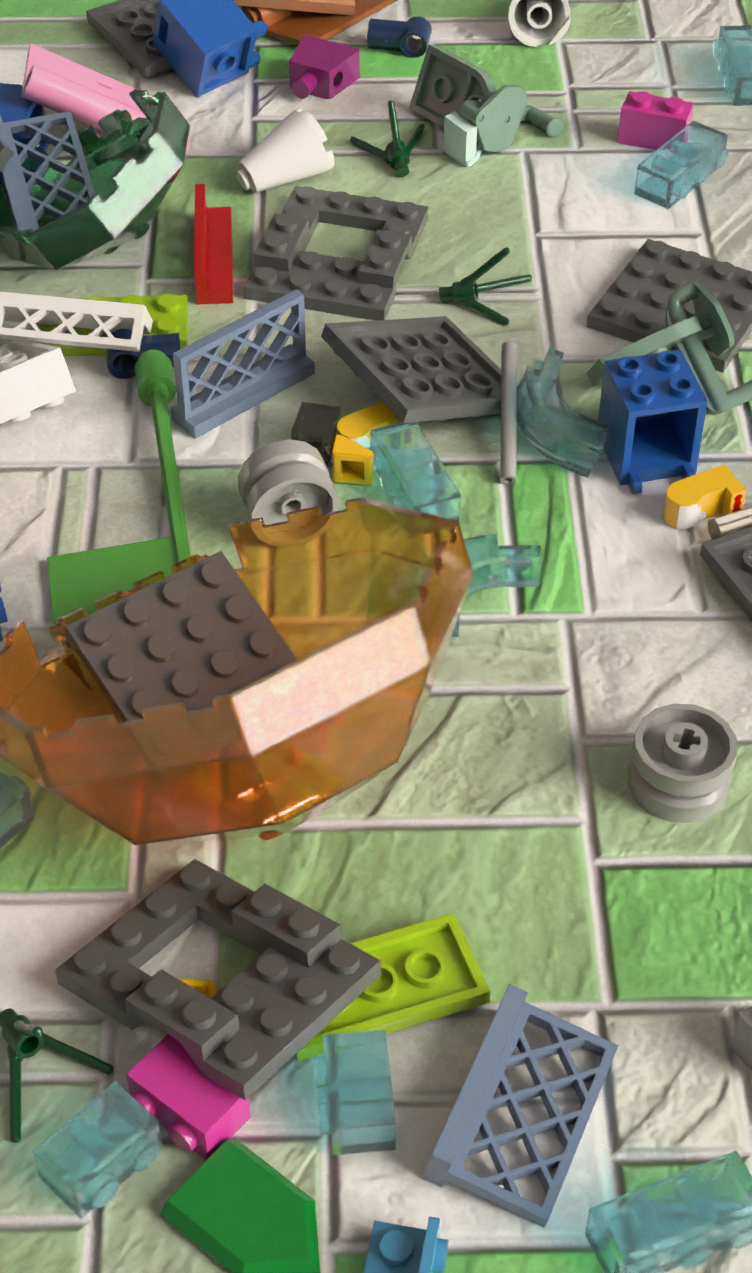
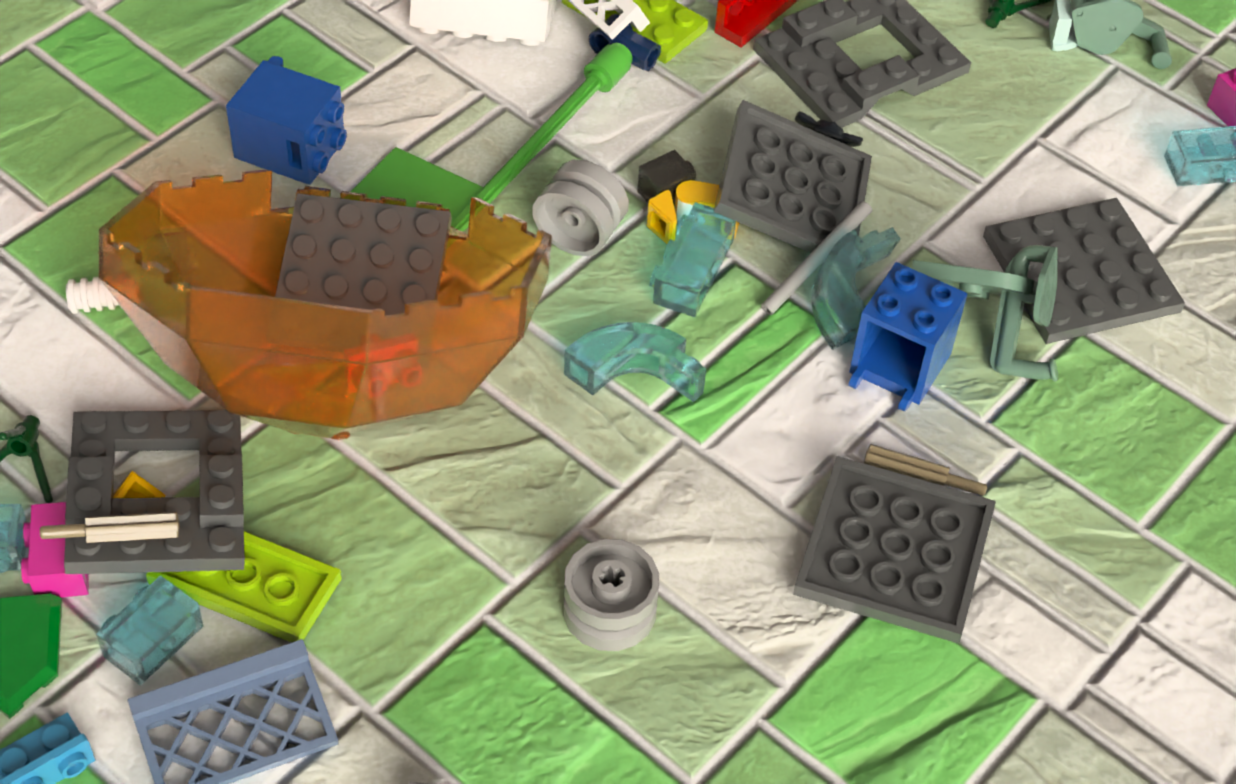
camera: 40 degrees right, 5 degrees up
(251, 381) = (665, 114): sand blue fence -> none
(262, 1014) = (118, 528): none -> axle
(411, 309) = (828, 129): none -> black plate
(467, 289) = (917, 148): dark green plant -> none
(703, 497) = (885, 422): yellow leg -> none

